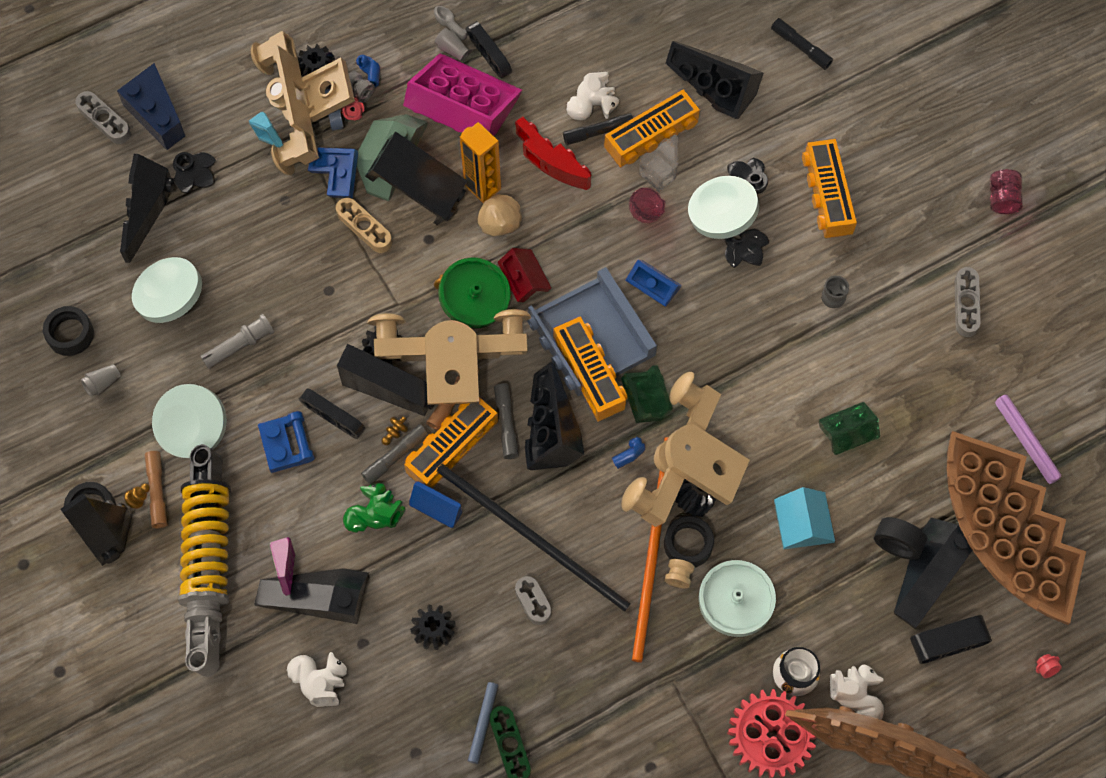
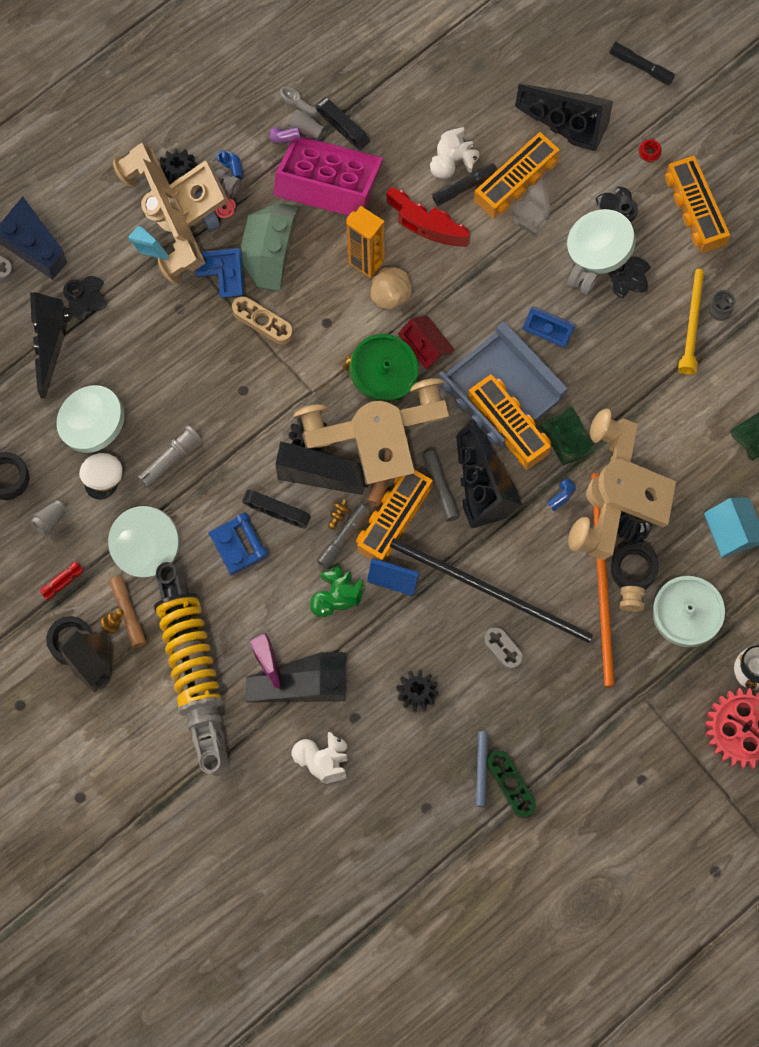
camera: 10 degrees left, 5 degrees up
(97, 445) = (61, 580): none -> red axle
(163, 347) = (101, 475): none -> white piece
(418, 176) = (306, 264): black panel -> none
(422, 51) = (279, 136): none -> medium lavender arm
(646, 205) = (528, 253): clear pink hair -> none
(695, 241) = (582, 279): none -> light grey wheel
(788, 344) = (688, 363): none -> yellow piece
(792, 122) = (653, 145): none -> red plate

